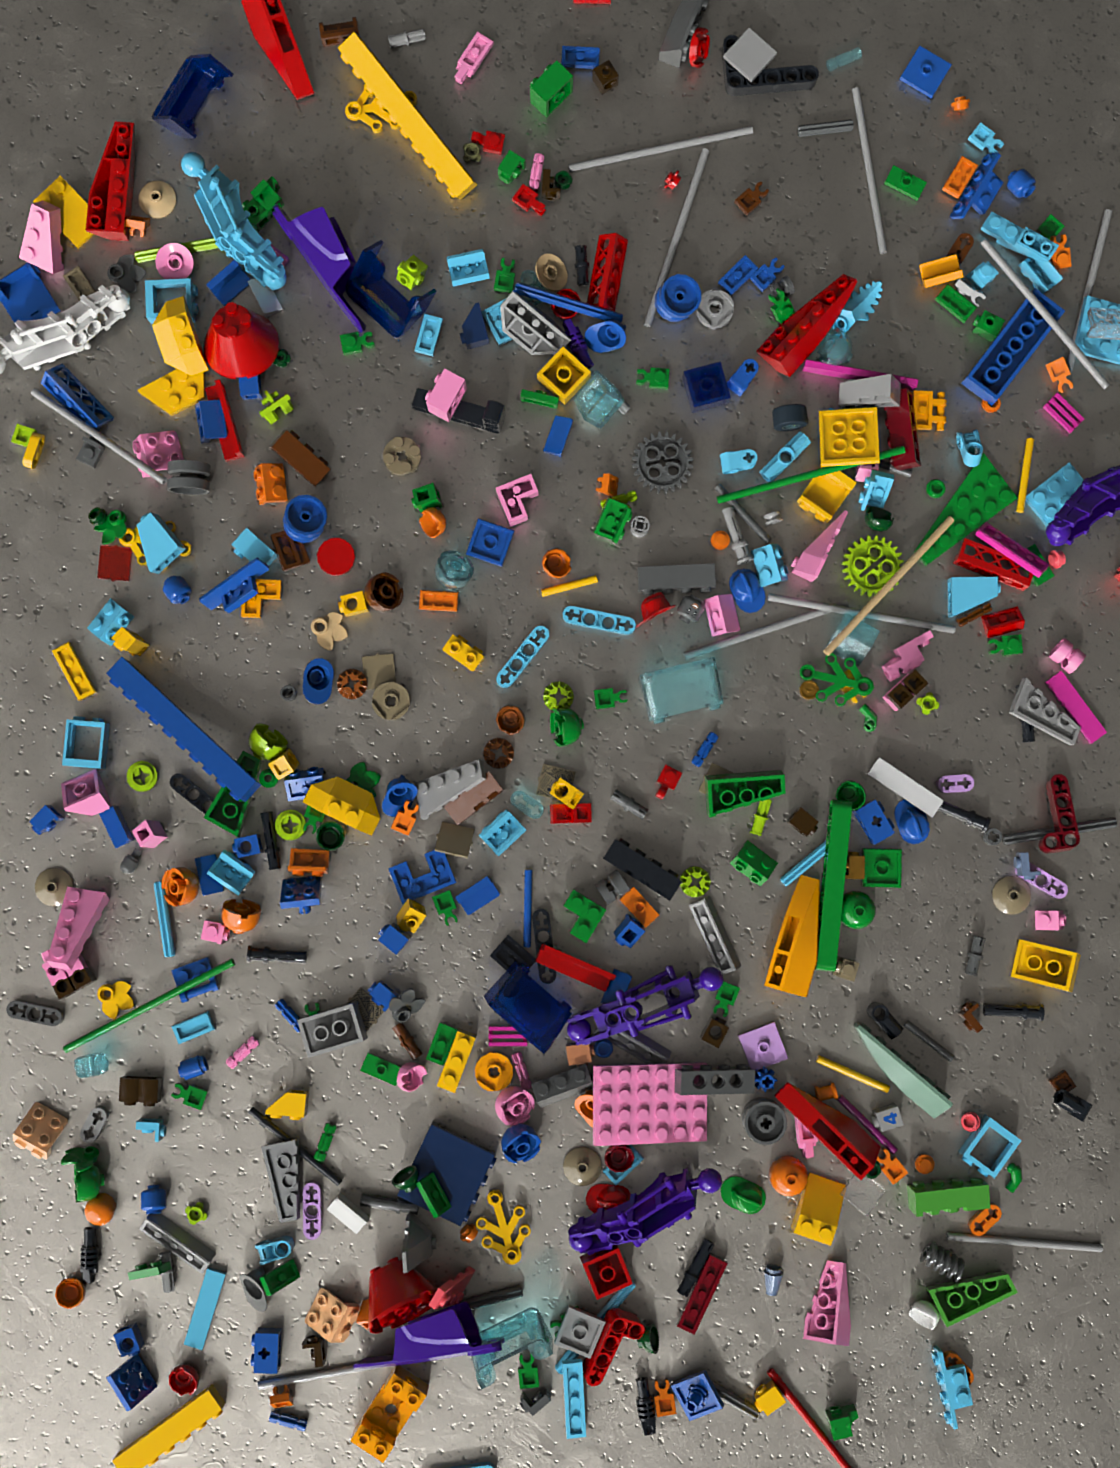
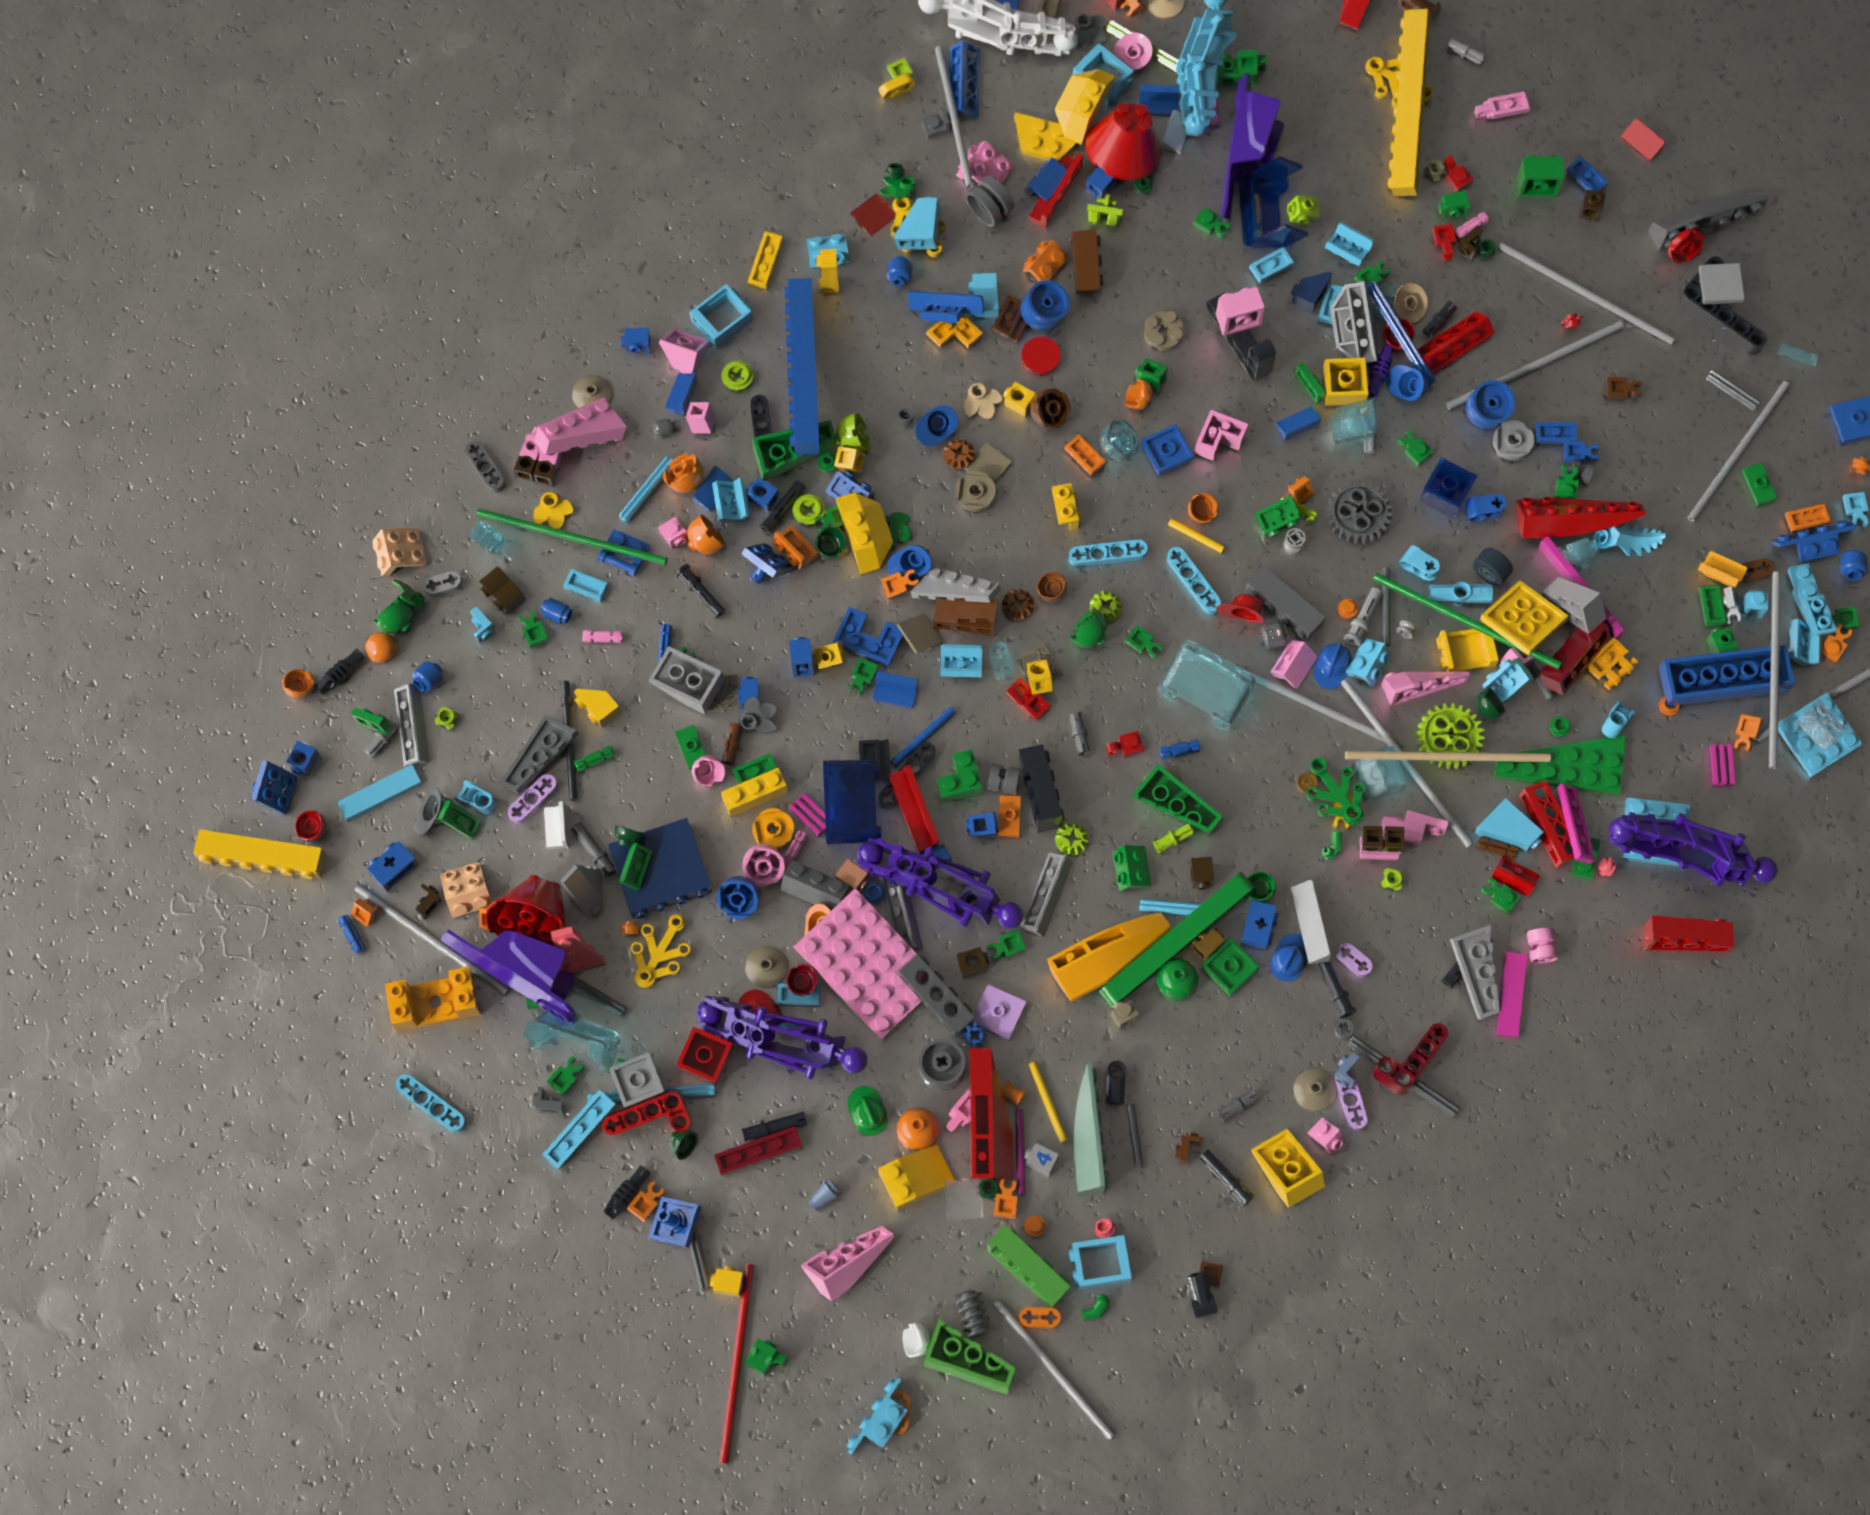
camera: 50 degrees right, 15 degrees down
(1025, 475) = (1643, 781): yellow bar -> none

